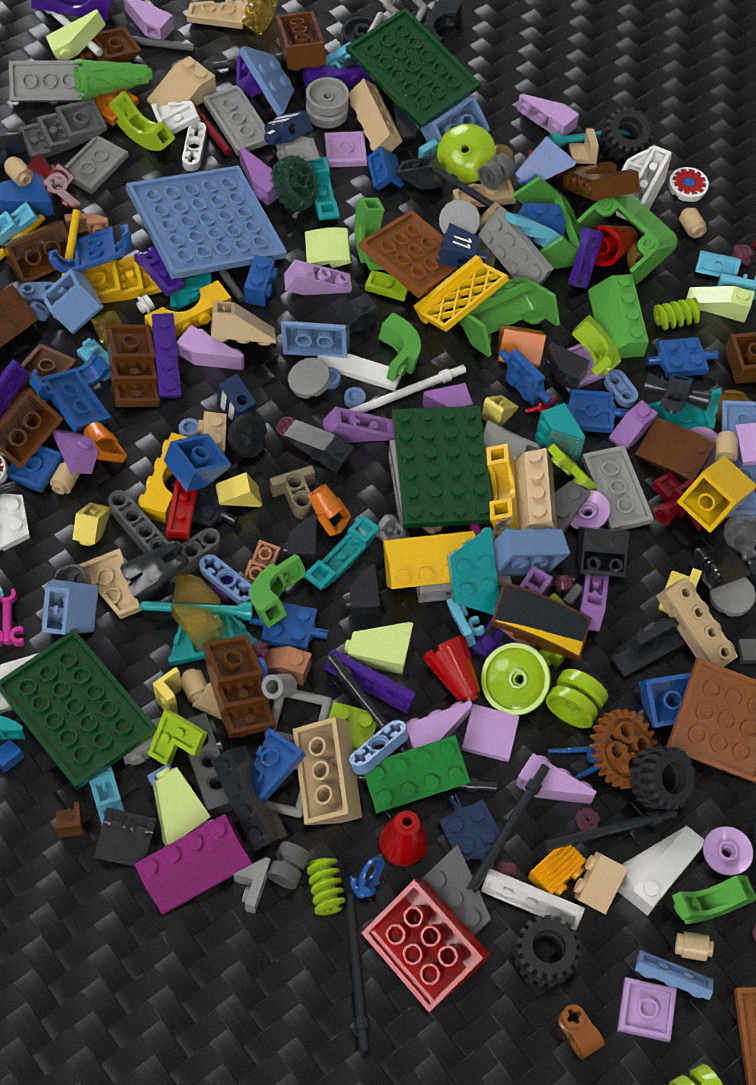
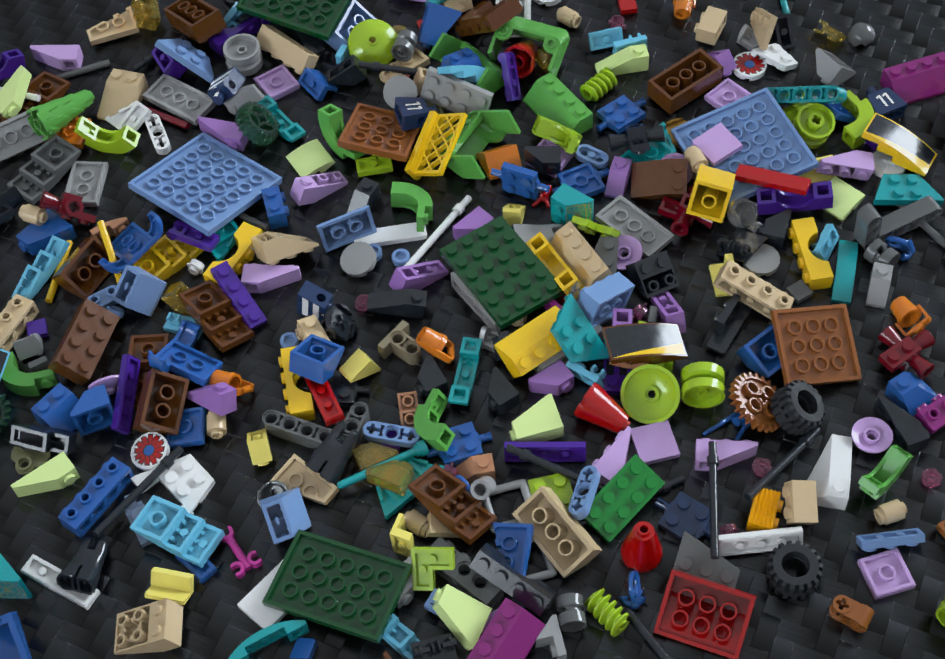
camera: 20 degrees left, 5 degrees down
(425, 609) = (553, 379): none -> medium lavender slope

